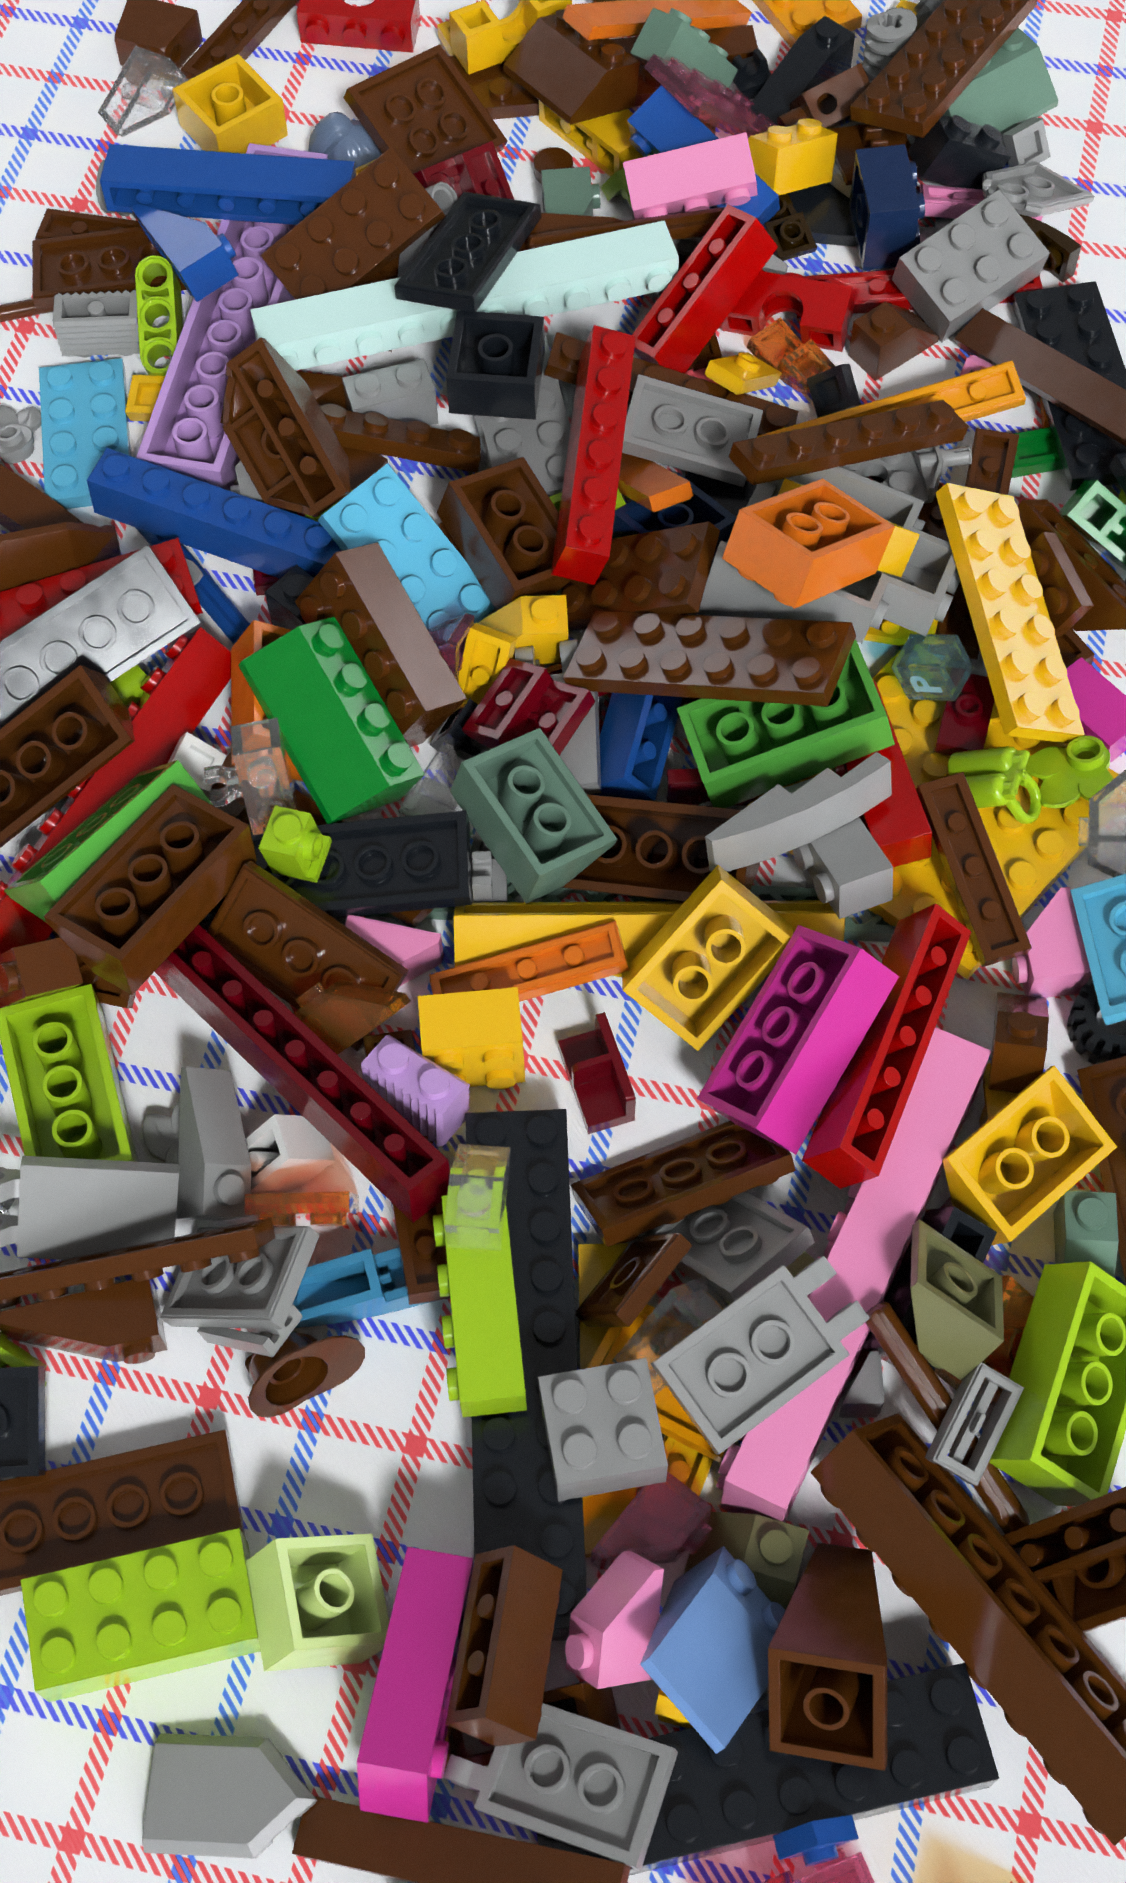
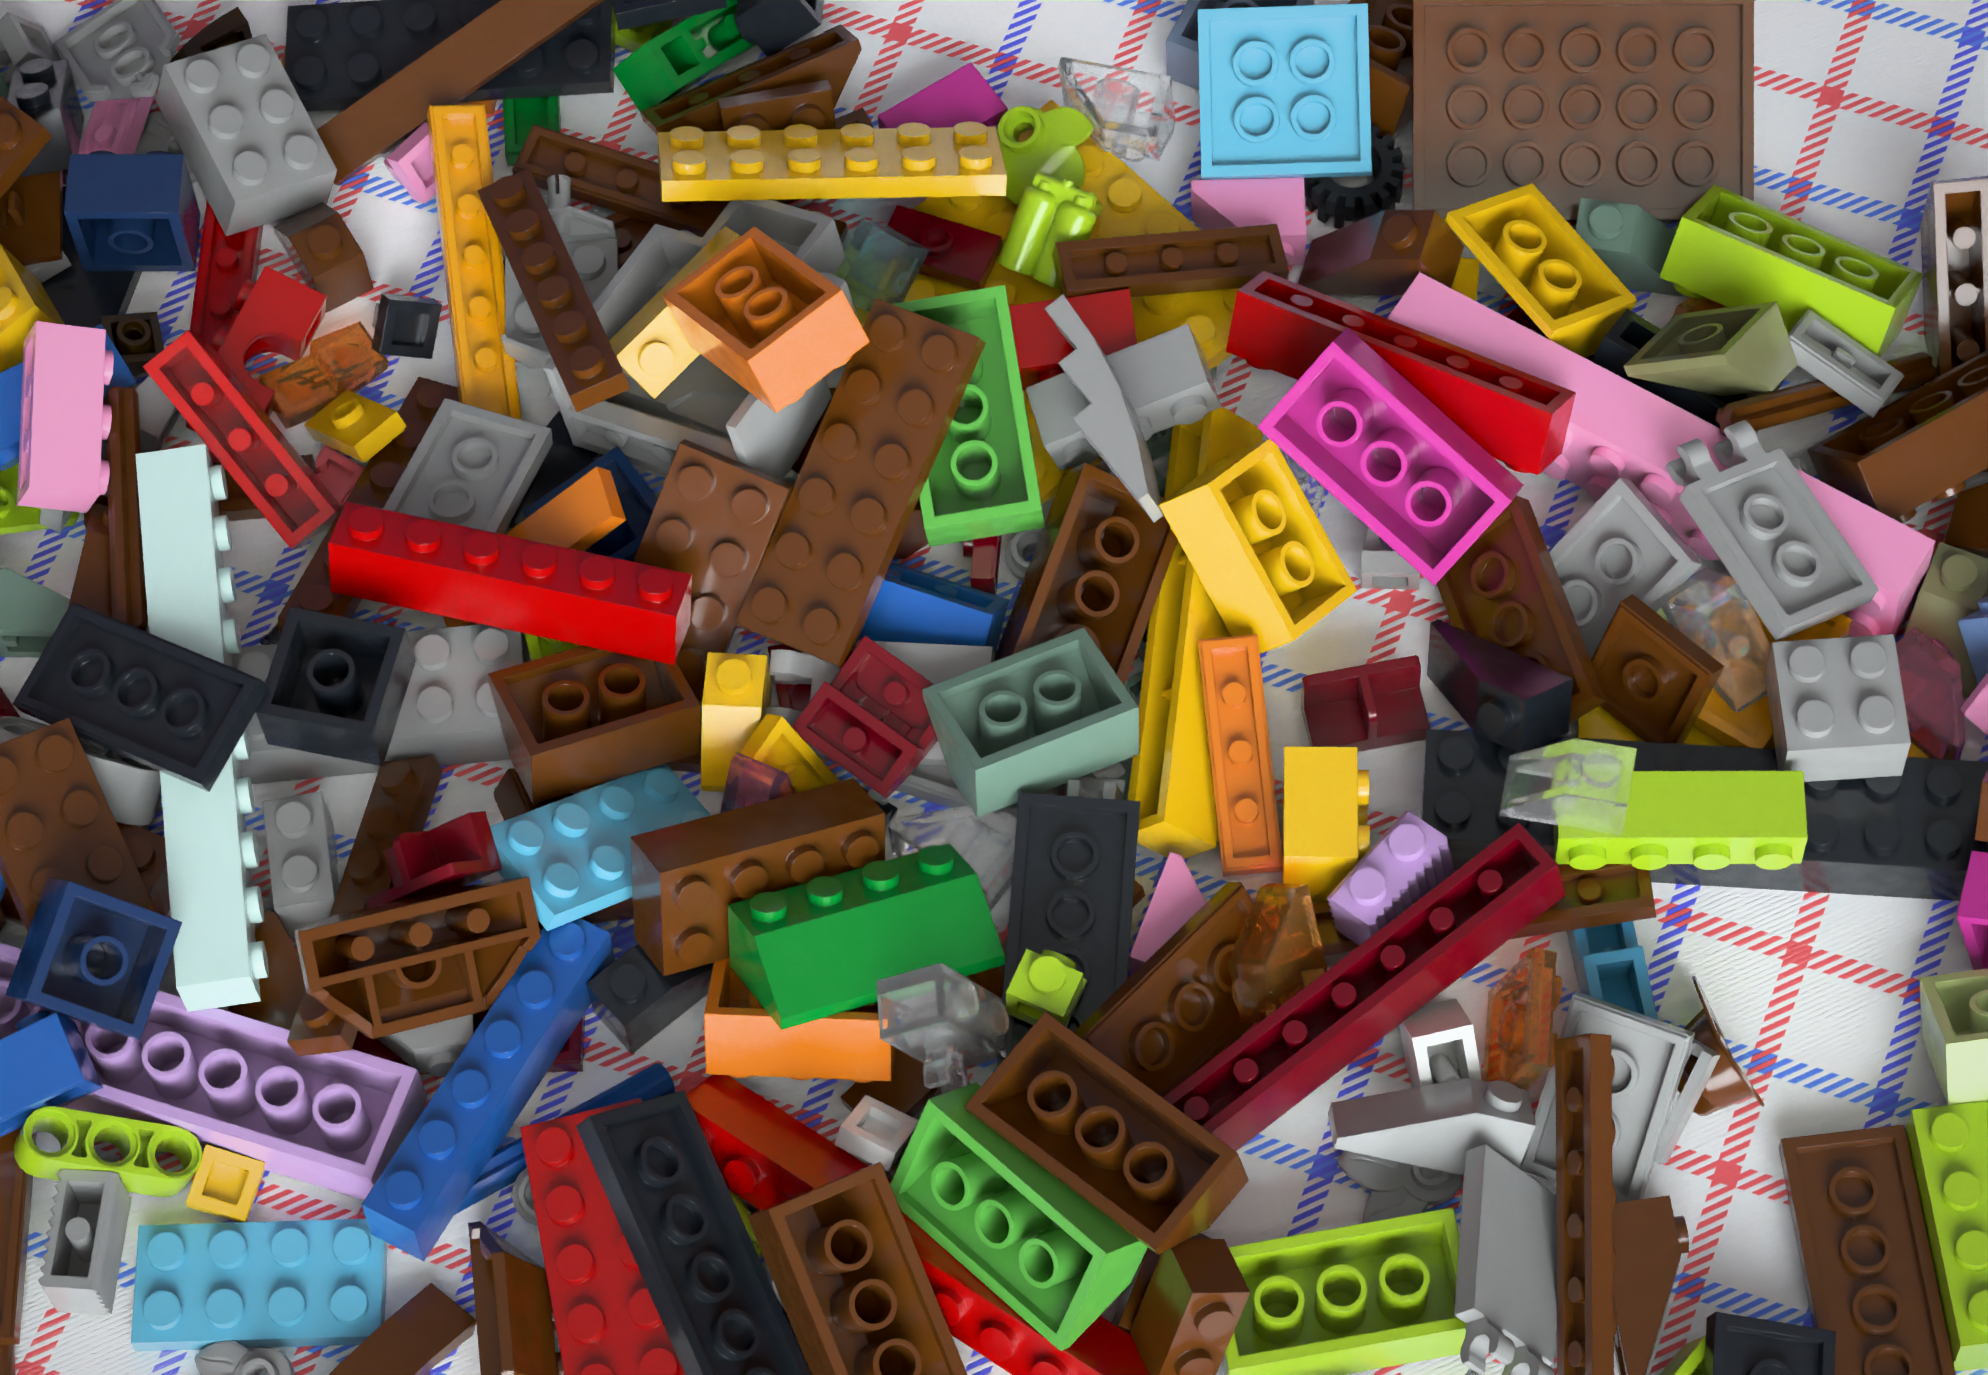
camera: 80 degrees left, 0 degrees up
(261, 254) = (93, 958): none -> dark blue brick
(362, 441) = (440, 858): none -> dark red panel
(598, 1163) = (1498, 690): none -> black slope

